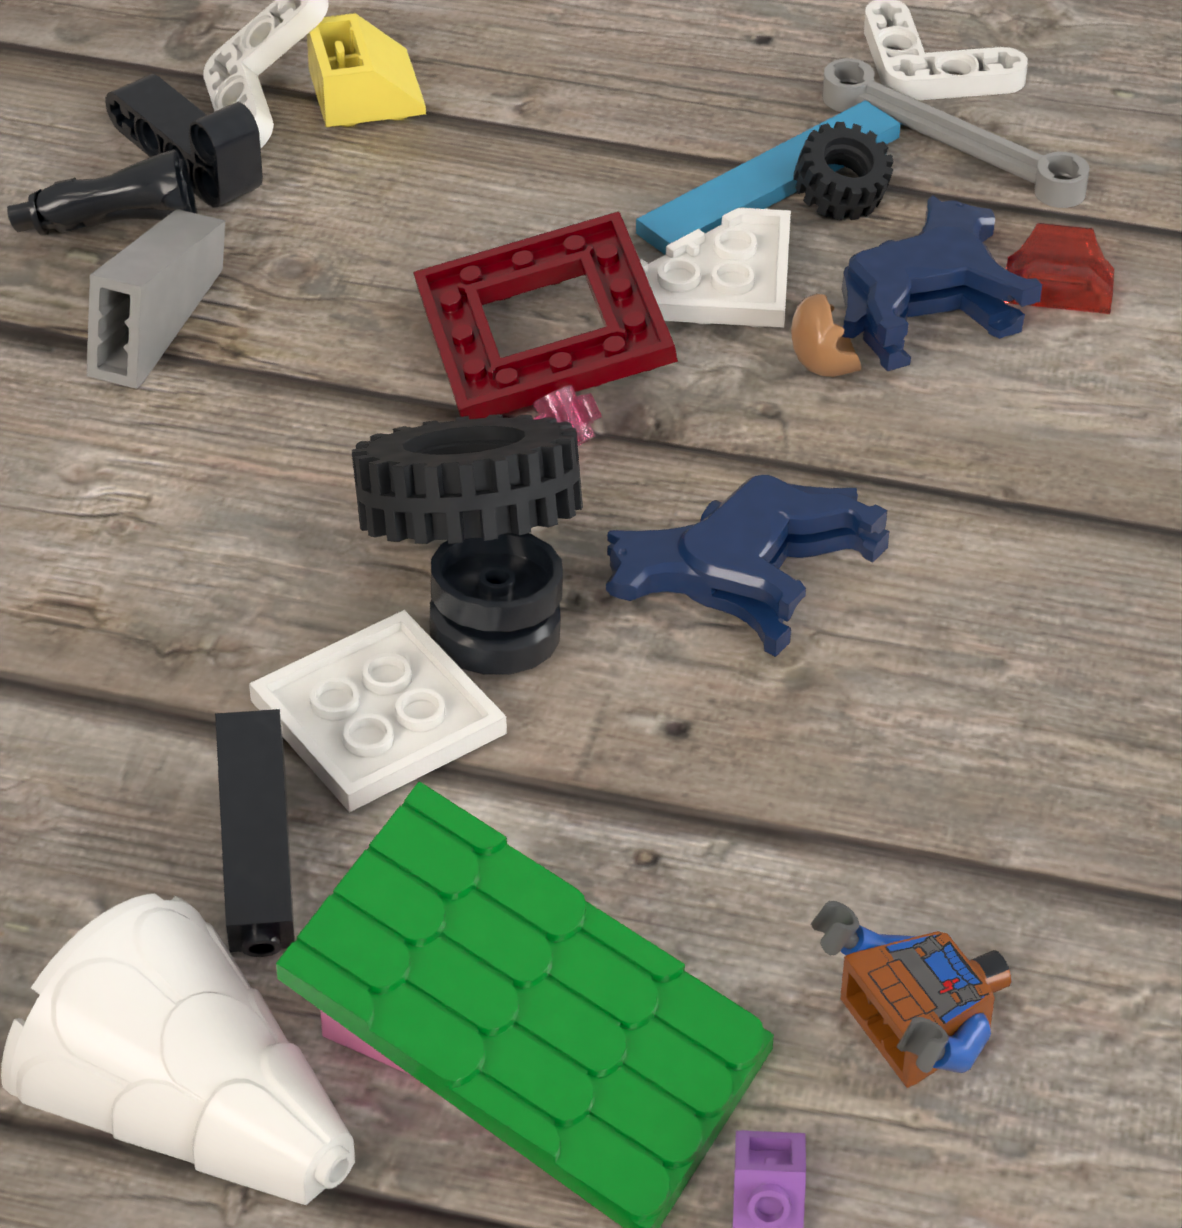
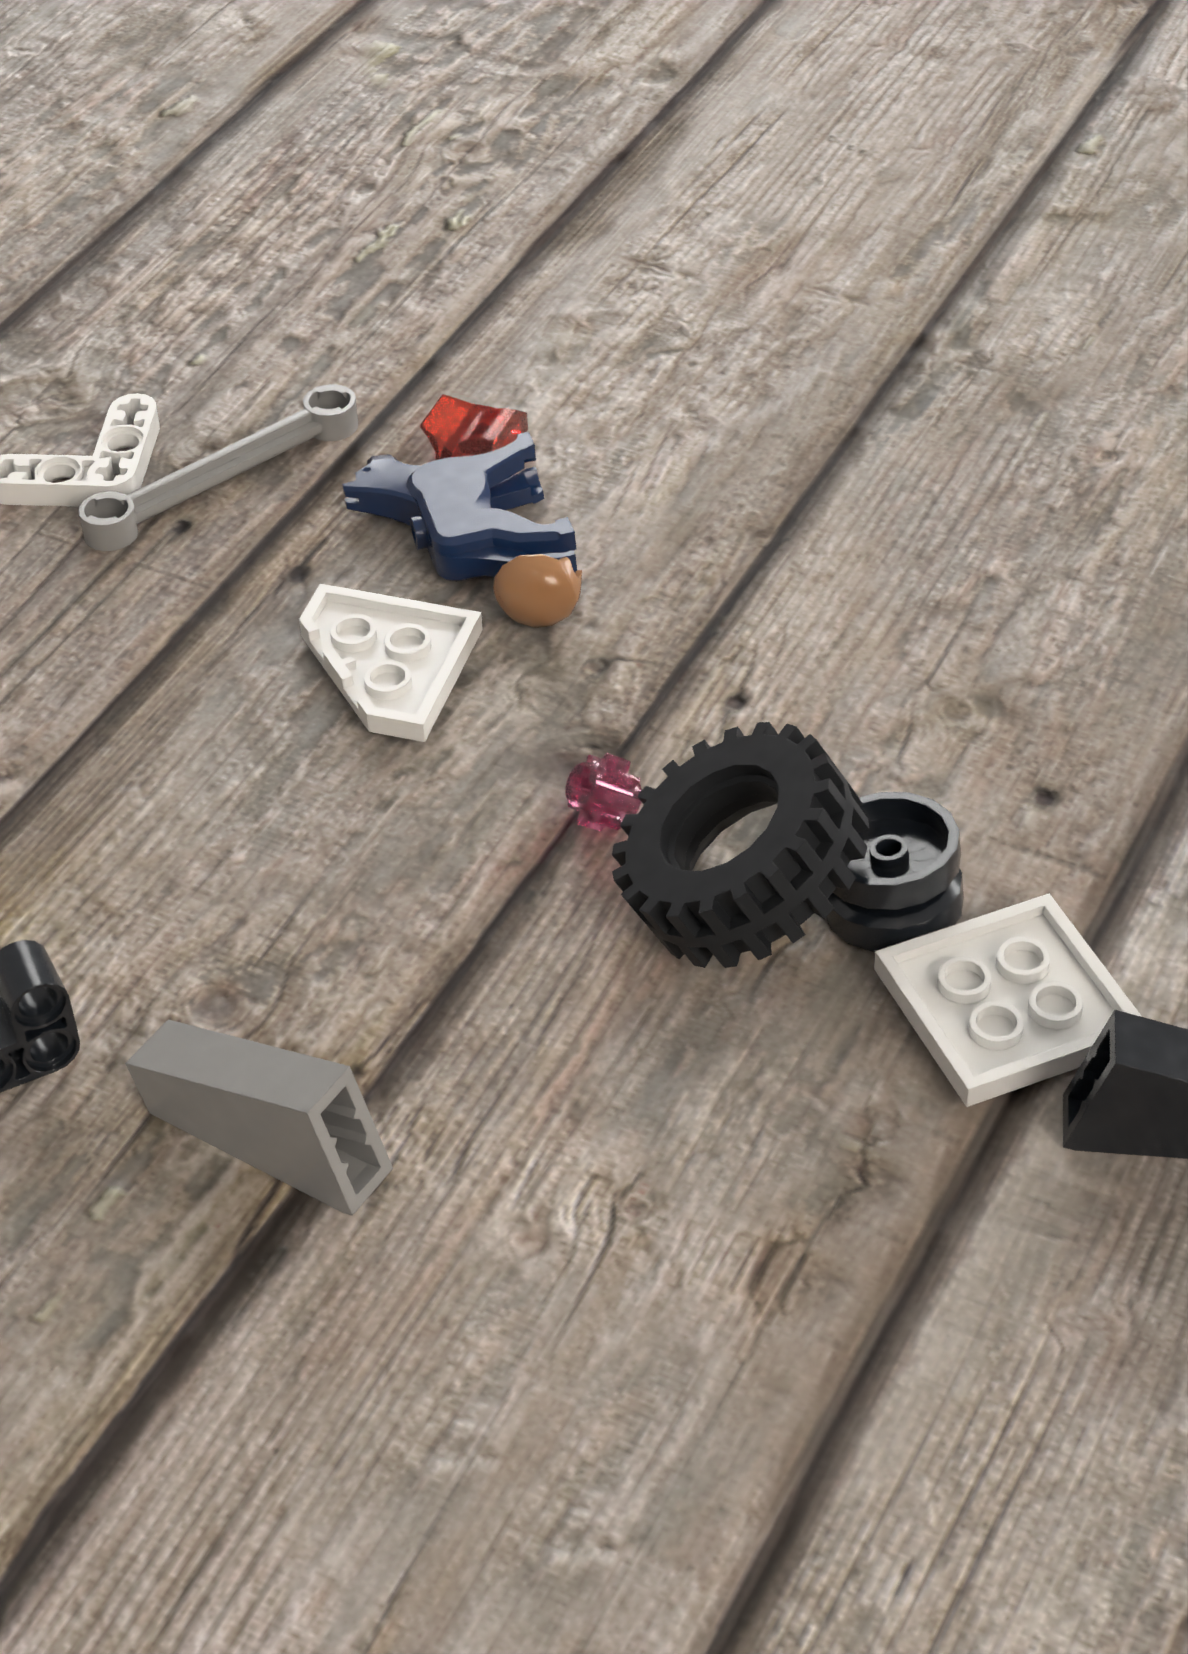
camera: 75 degrees left, 0 degrees up
(139, 191) = (67, 1090): black piece -> none
(599, 248) = (512, 853): dark red plate -> none
(738, 550) = (834, 698): dark blue animal -> none
(751, 184) = (238, 605): dark azure tile -> none
(836, 192) = (272, 537): black tyre -> none

